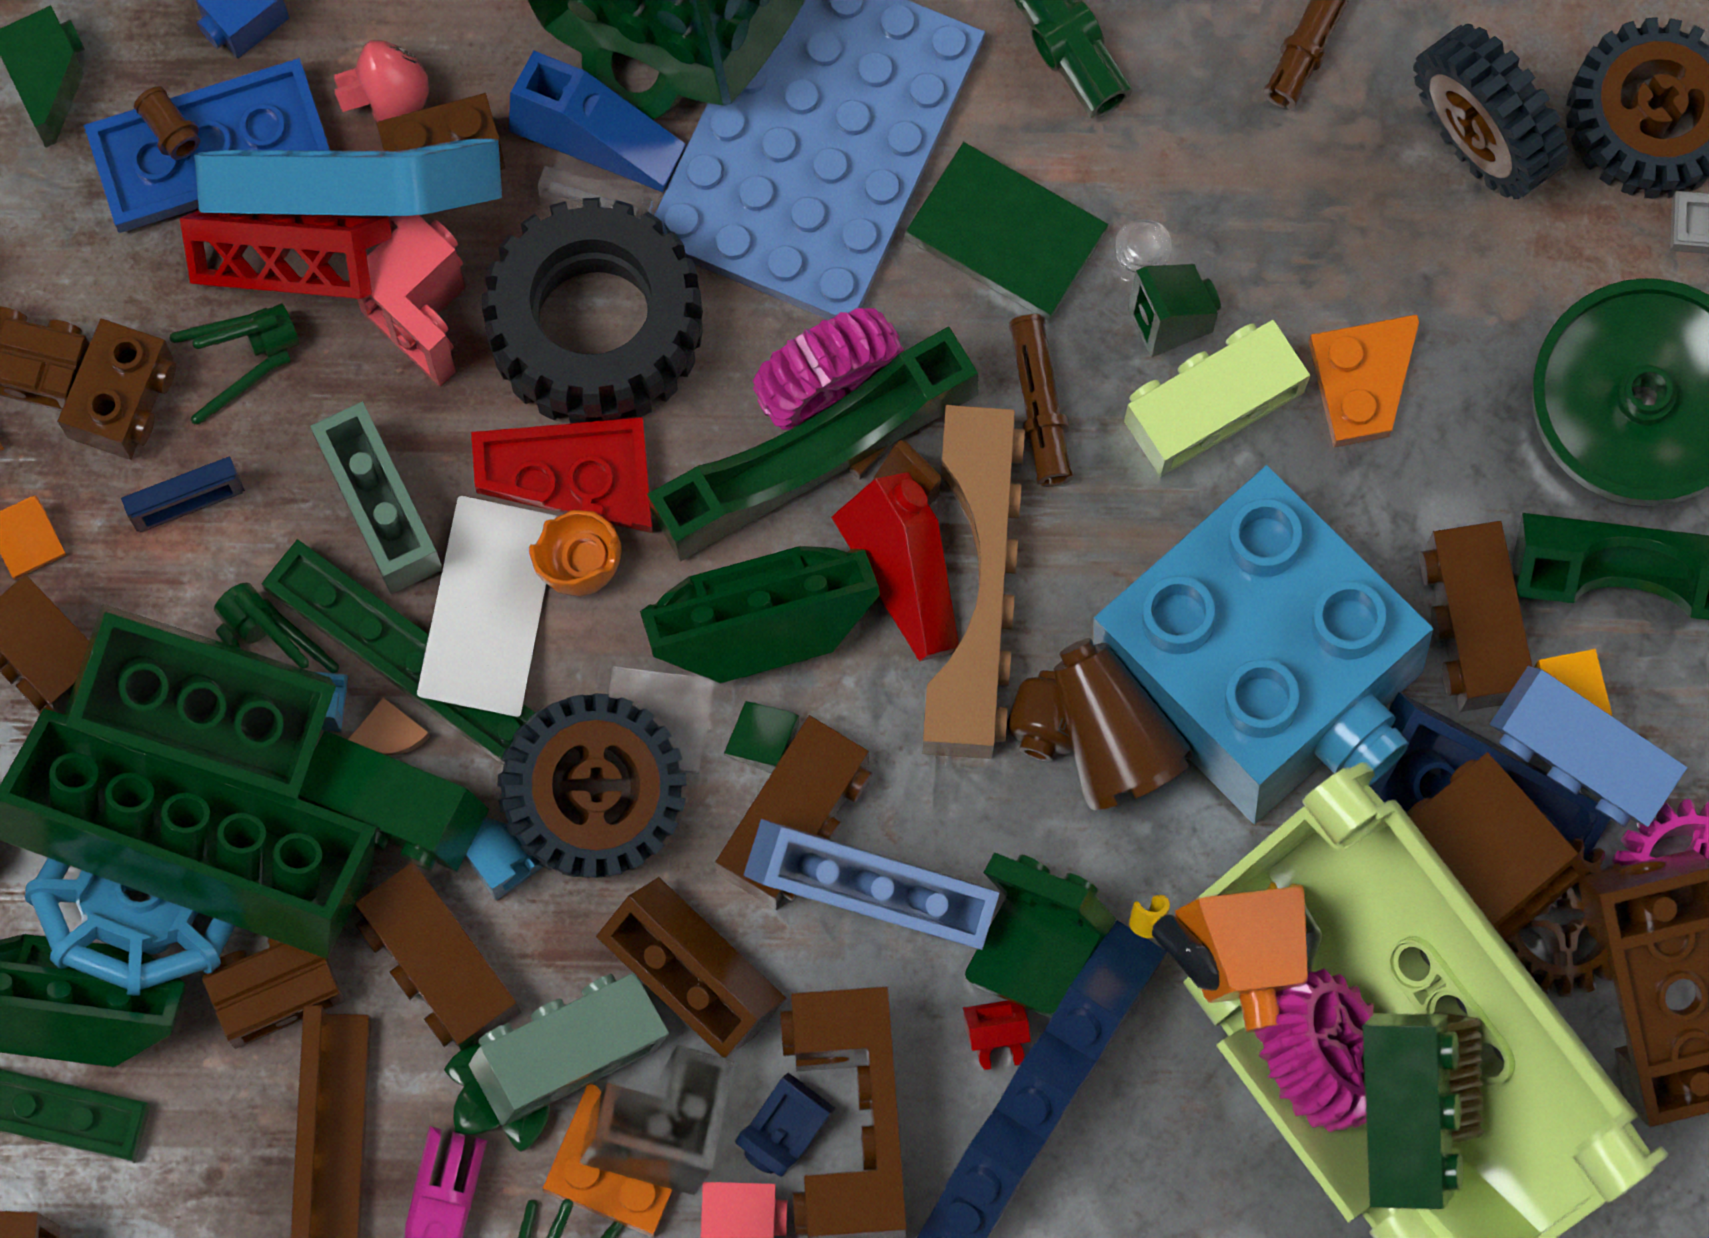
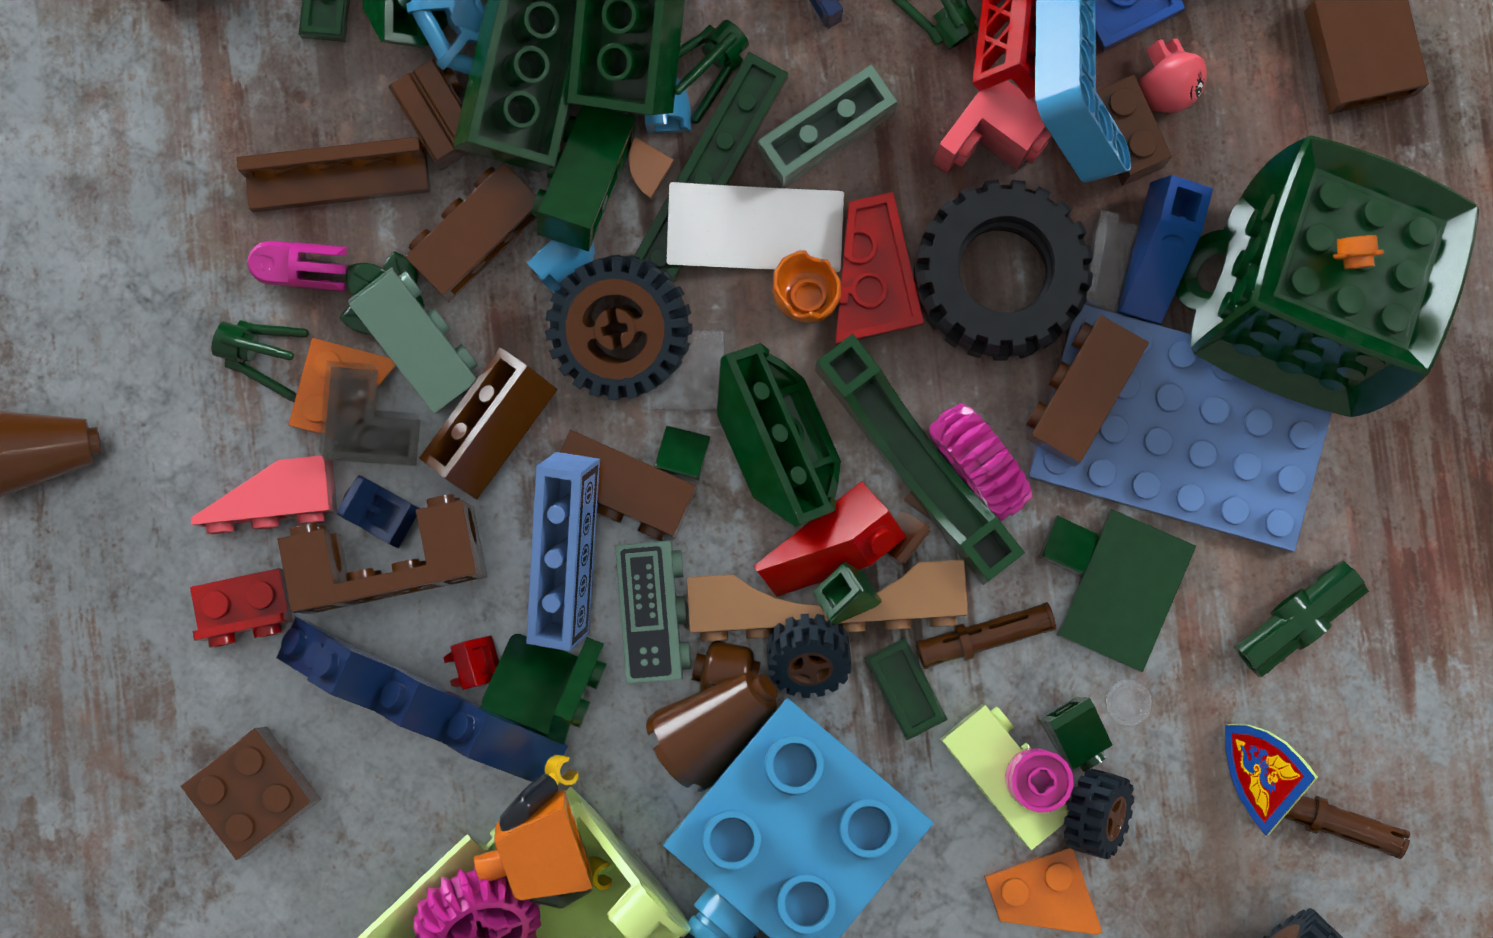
camera: 90 degrees right, 10 degrees up
(758, 233) = (1085, 389): none -> reddish brown brick
(944, 289) = (1069, 546): none -> dark green slope
(960, 797) = (651, 611): none -> brick
(970, 549) = (846, 594): none -> dark green slope
(1040, 605) = (808, 656): none -> black wheel
(1094, 506) = (906, 689): none -> dark green tile
(1227, 345) = (1039, 780): none -> dark pink wheel
(1247, 98) = (1265, 773): none -> shield
(1274, 291) = (1099, 813): none -> black wheel

